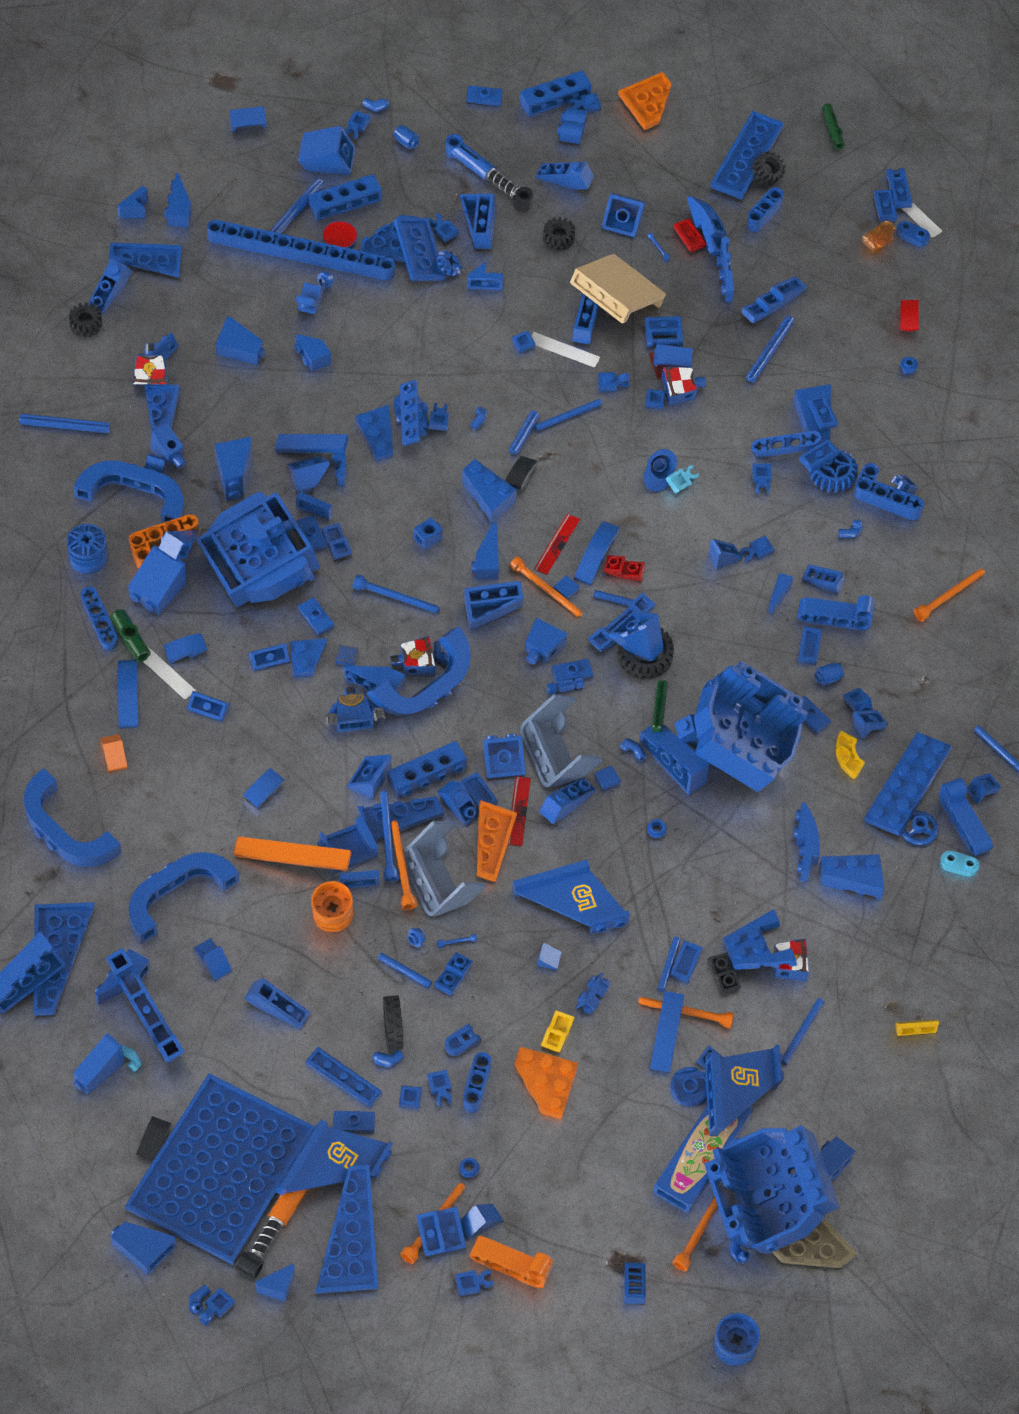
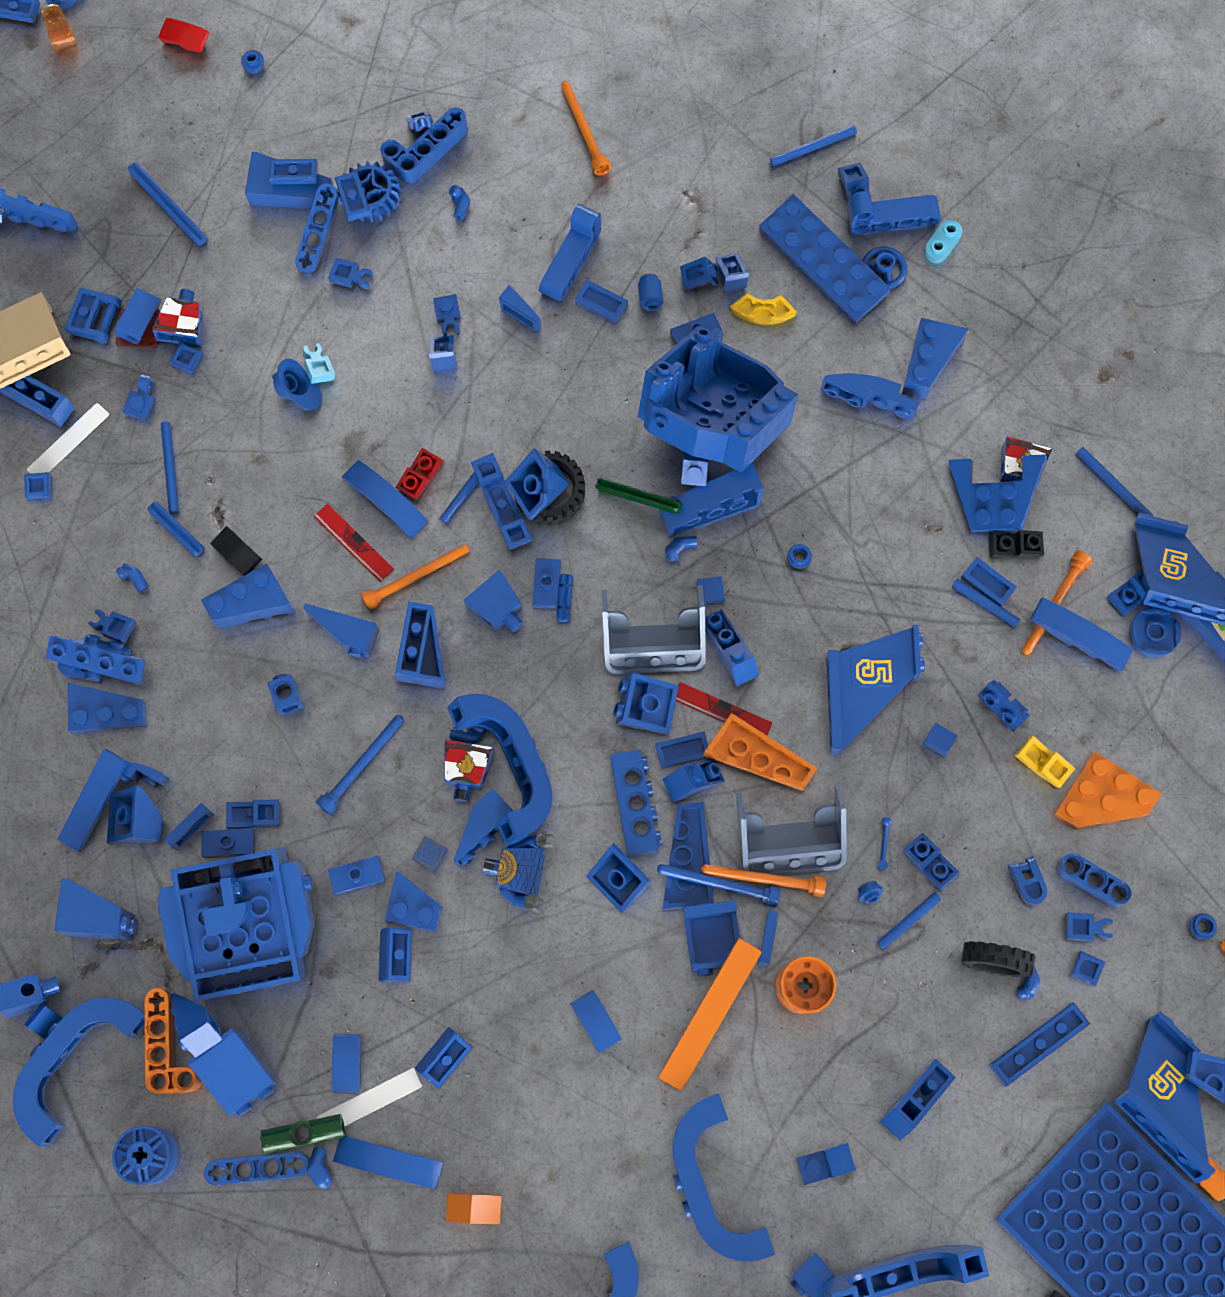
camera: 65 degrees left, 15 degrees up
(108, 651) = (317, 1170): none -> blue arm
(354, 1121) = (1105, 1050): blue plate -> none
(566, 587) = (423, 551): blue tile -> none
(774, 299) = (98, 175): blue slope -> none
(833, 575) = (527, 253): blue slope -> none
(916, 1027) = (1141, 357): yellow slope -> none

